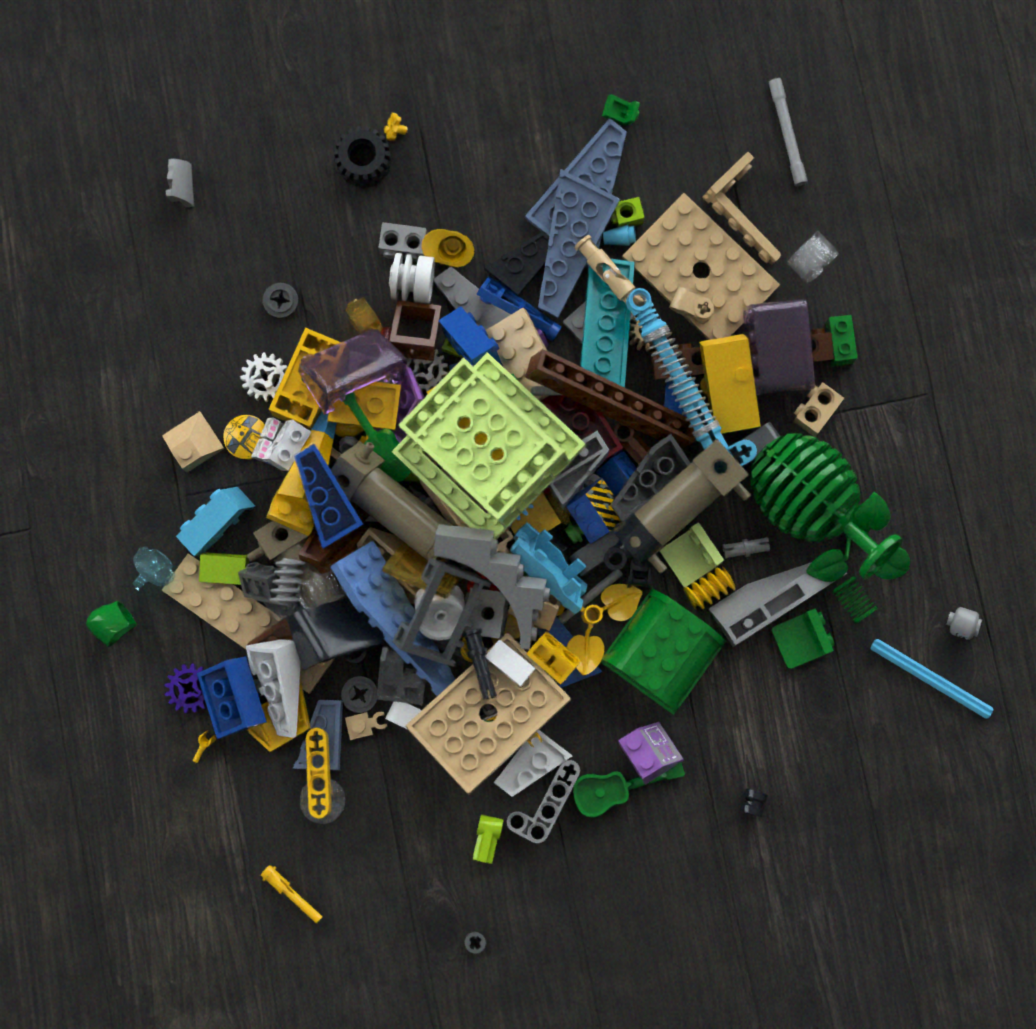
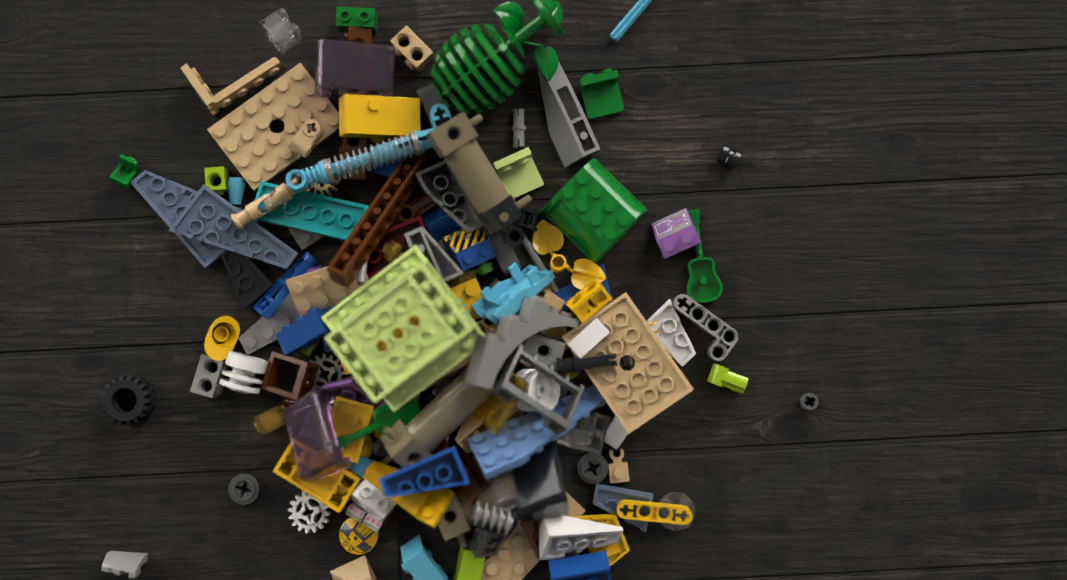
camera: 85 degrees left, 5 degrees up
(282, 885) = (741, 554): yellow pin -> none
(394, 127) = (107, 368): yellow plant -> none
(576, 422) = (392, 251): none -> clear yellow gear
(709, 588) = (548, 163): yellow piece -> none
(779, 98) = (137, 36): light grey piece -> none
(855, 620) = (588, 42): green piece -> none

